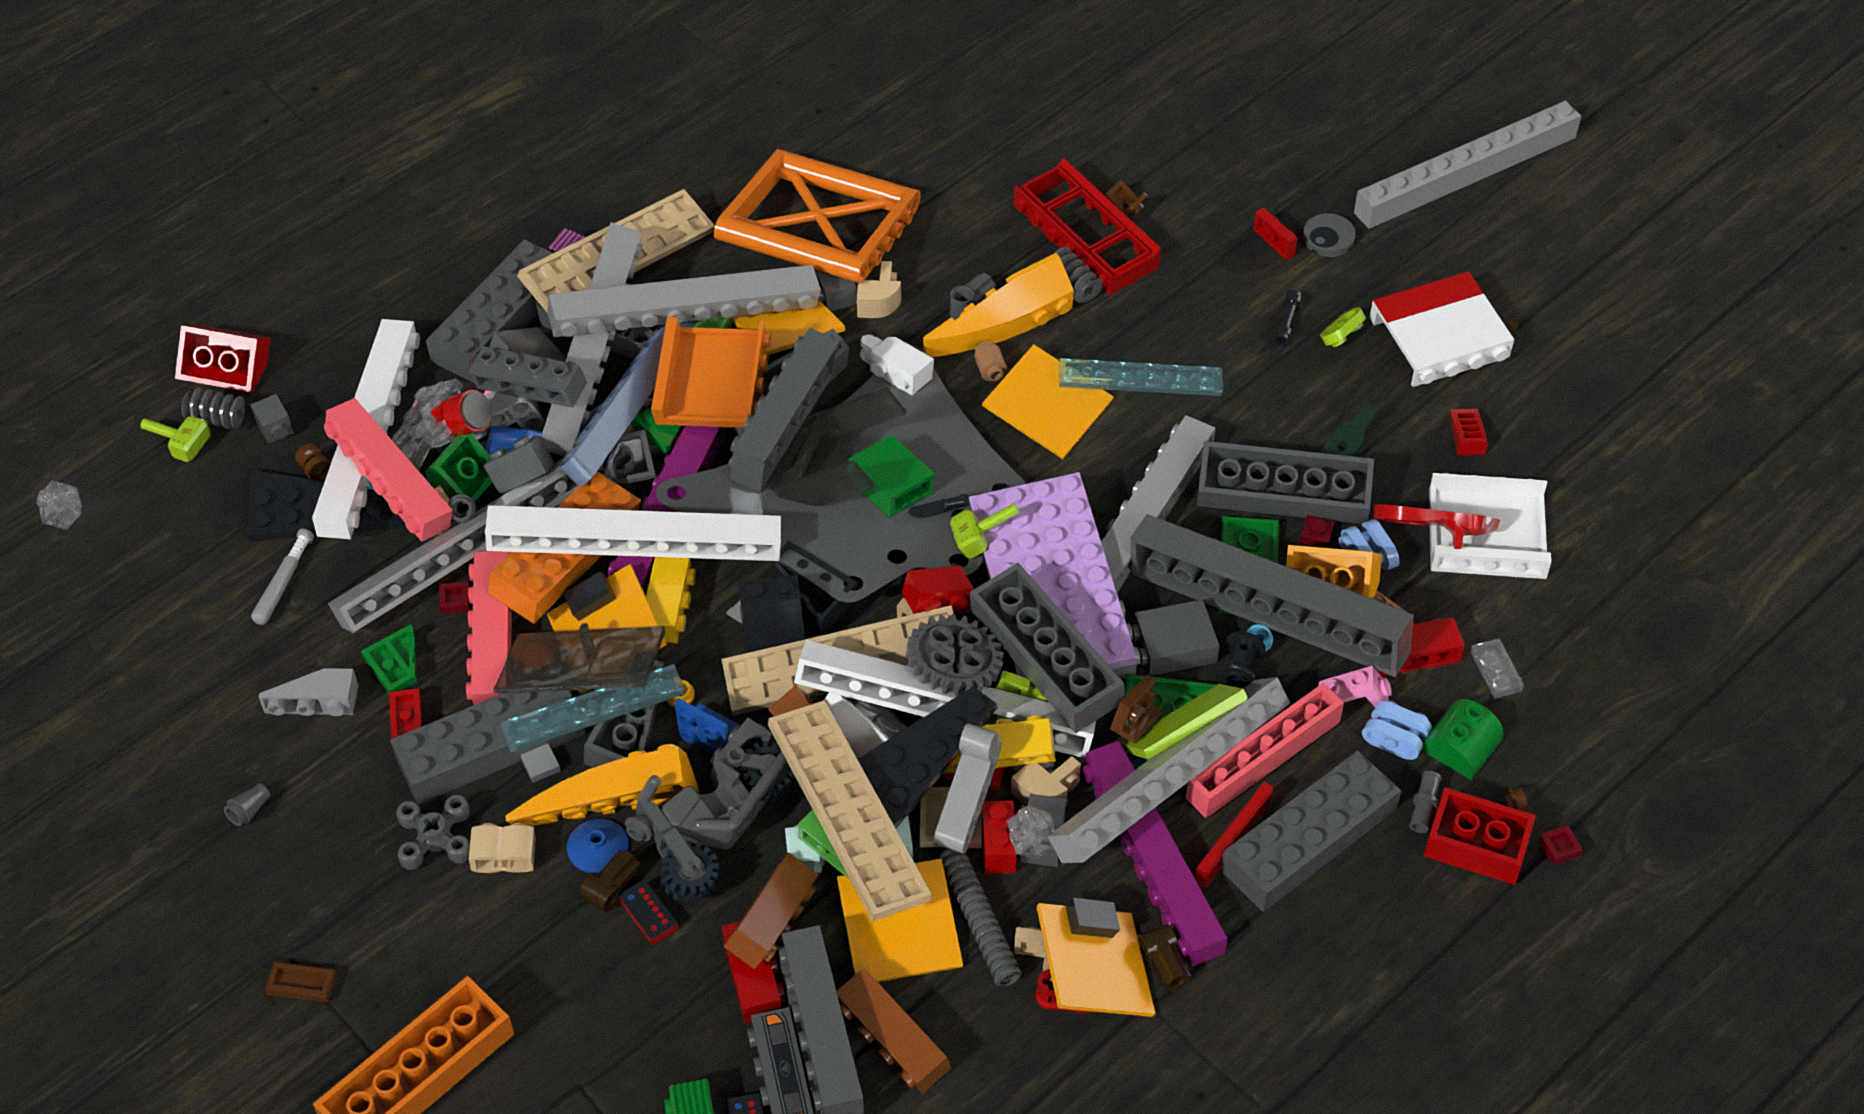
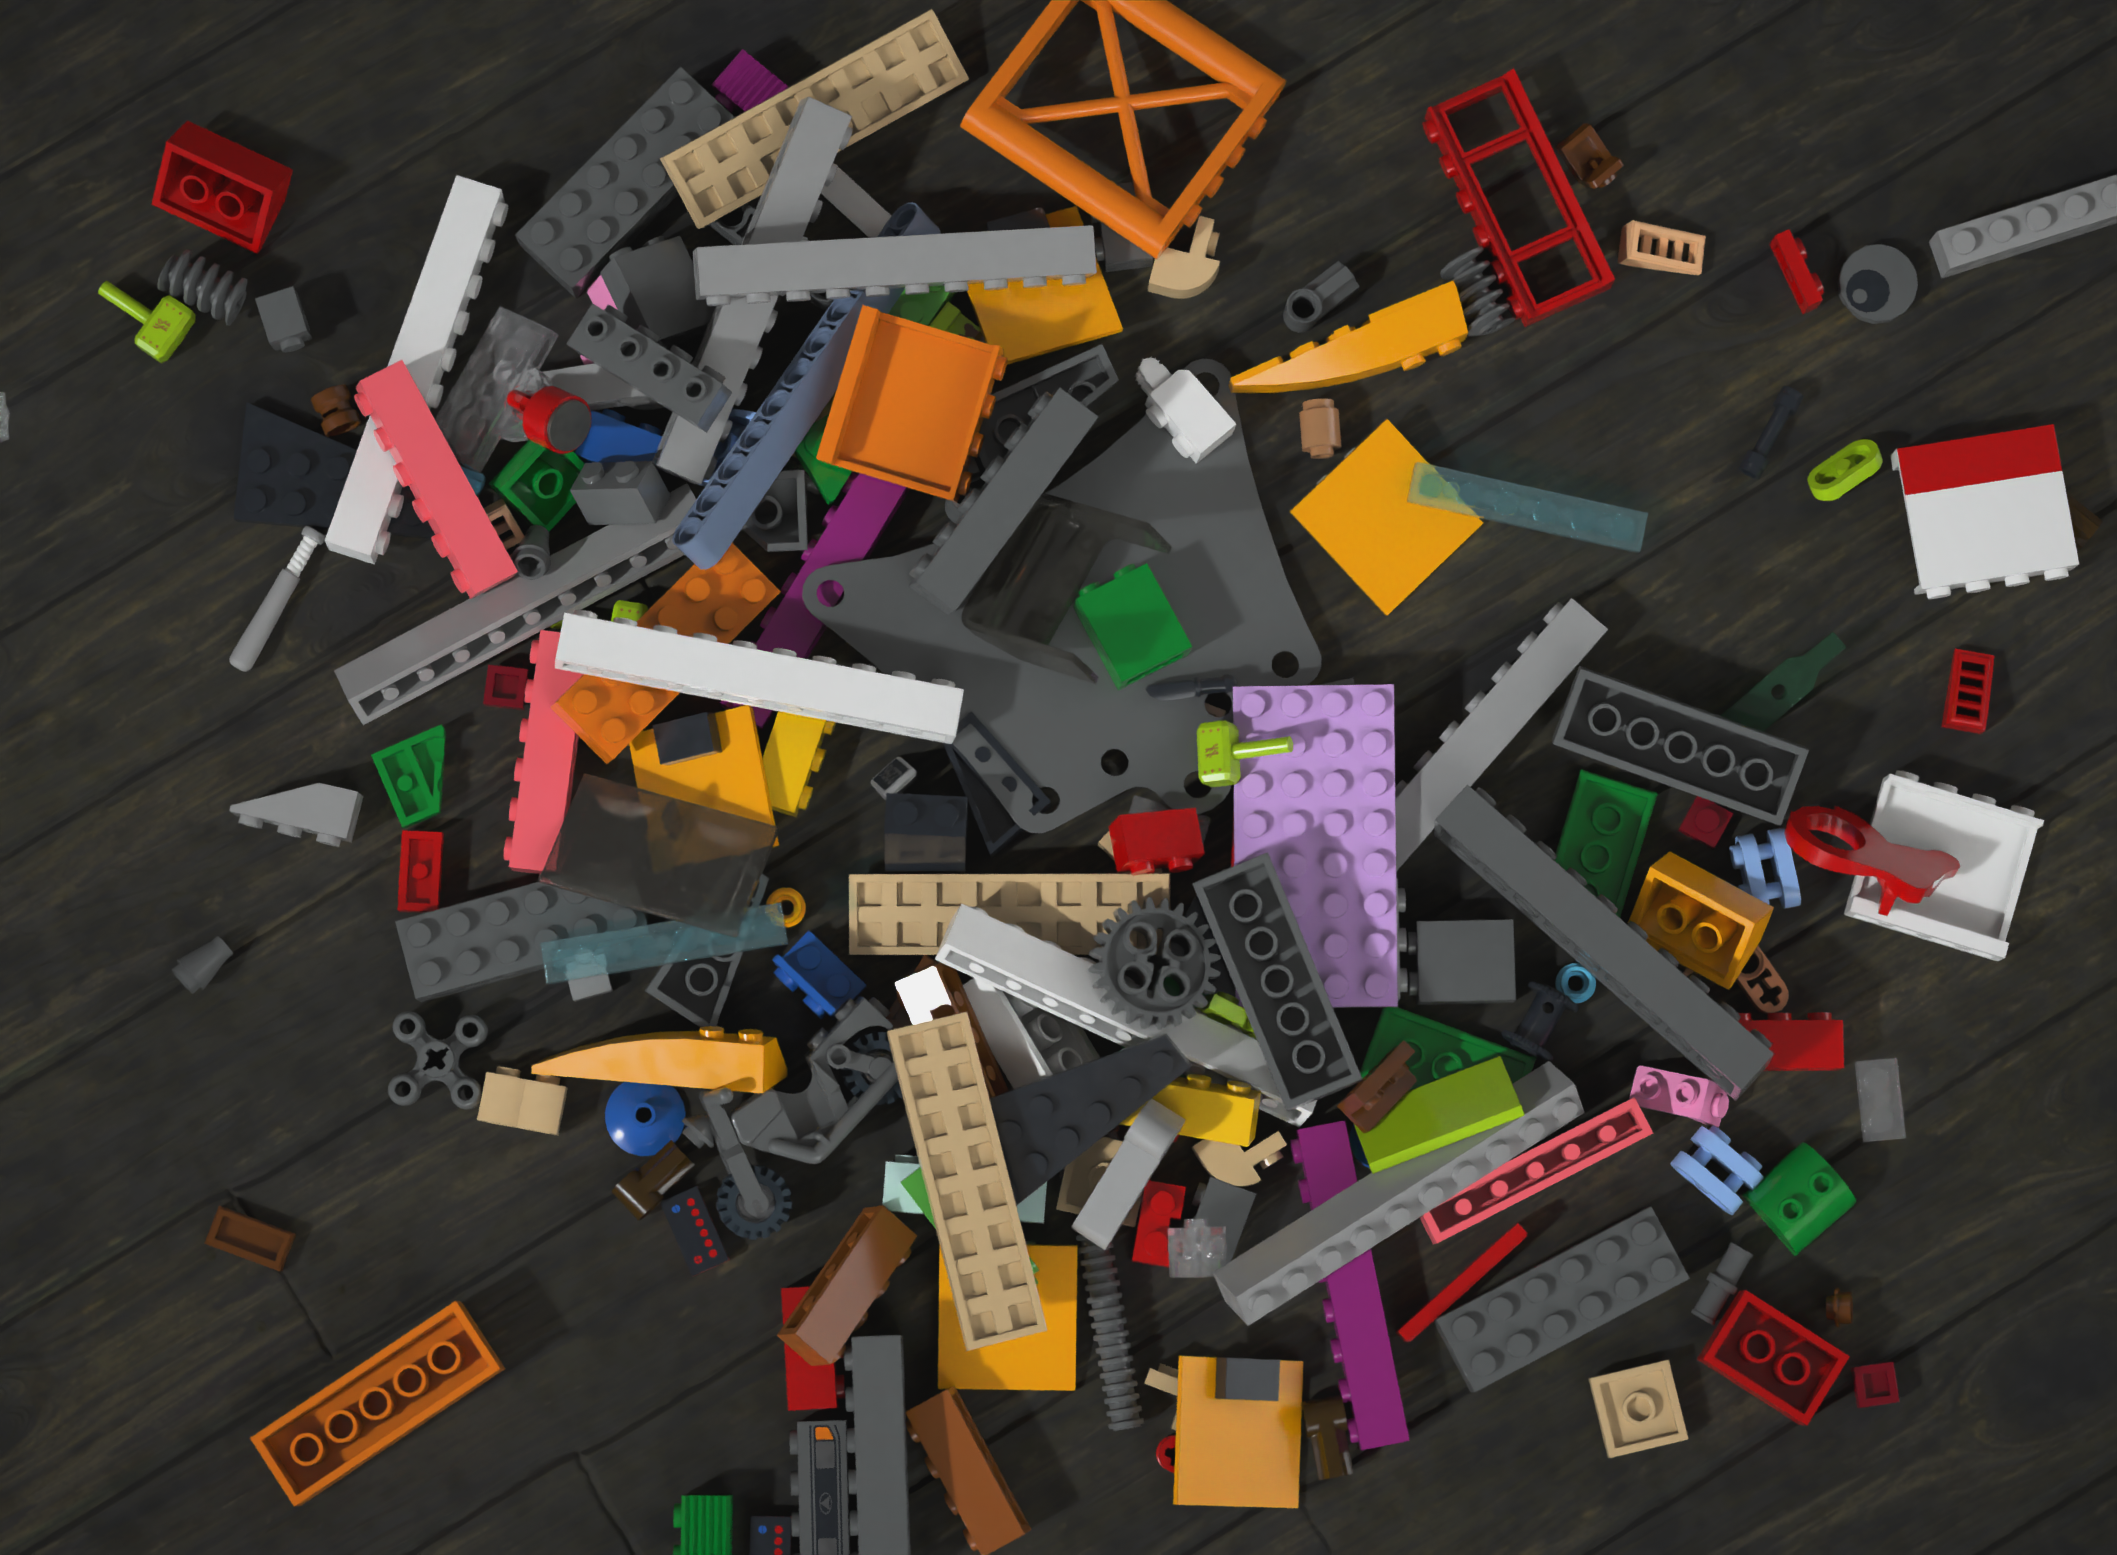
camera: 10 degrees right, 30 degrees up
(1176, 239) = (1643, 259): none -> light nougat slope
(1391, 893) = (1638, 1408): none -> tan plate

